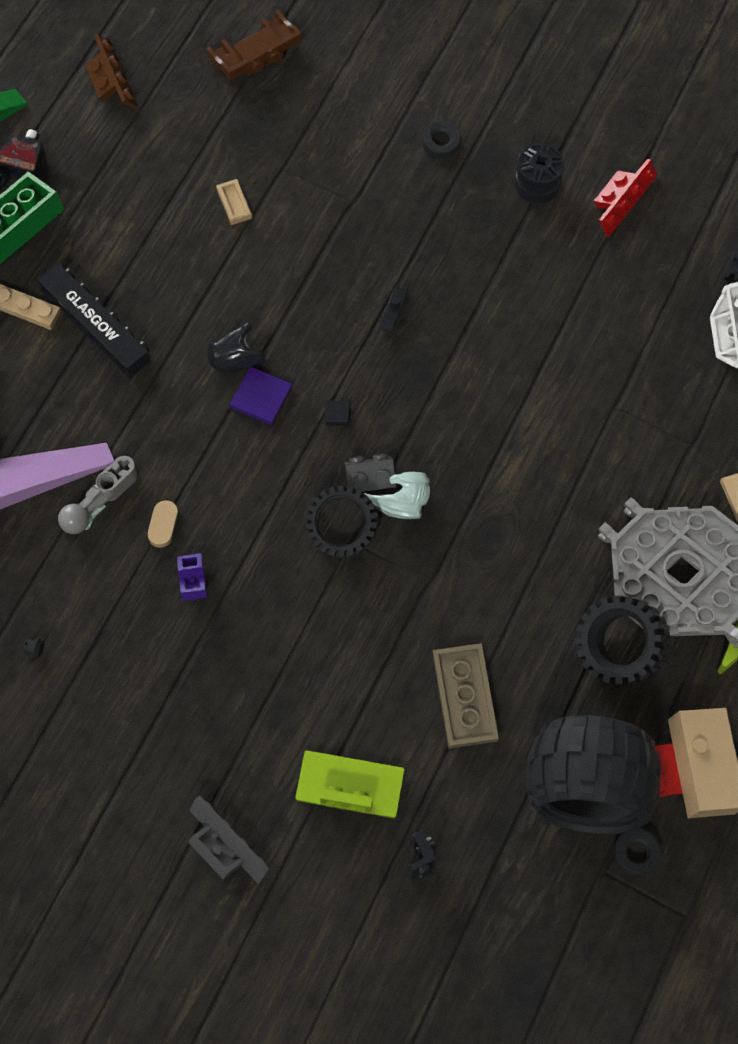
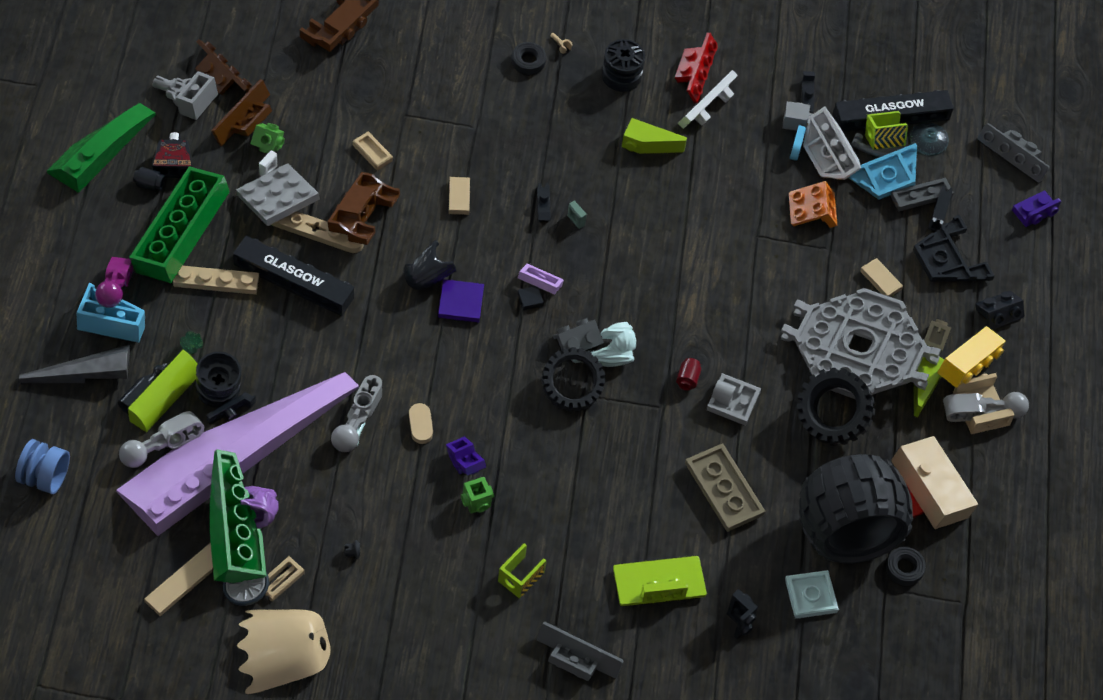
camera: 25 degrees left, 10 degrees down
(66, 92) = (191, 94): none -> light grey brick
(112, 225) = (277, 194): none -> light grey plate
(114, 128) = (244, 115): none -> reddish brown bracket
(116, 189) = (268, 163): none -> white tile
(126, 160) = (268, 137): none -> bright green brick
(153, 284) = (303, 225): none -> tan piece
(181, 620) = (477, 495): none -> bright green brick
(188, 261) = (358, 205): none -> reddish brown bracket
(194, 715) = (523, 586): none -> lime piece
(305, 276) = (459, 195): none -> tan tile
(355, 394) = (540, 278): none -> lavender tile
(422, 331) = (576, 214): none -> sand green tile
(475, 550) = (689, 374): none -> dark red brick
(484, 131) = (562, 43): none -> tan hand
(515, 594) = (733, 399): none -> light grey plate
(516, 852) = (811, 594): none -> light aqua tile
(537, 265) = (651, 139): none -> lime slope
(639, 228) = (720, 90): none -> white hinge
(694, 389) = (812, 204): none -> orange bracket
(703, 312) = (798, 142): none -> medium azure tile
(713, 280) = (795, 115): none -> light grey brick

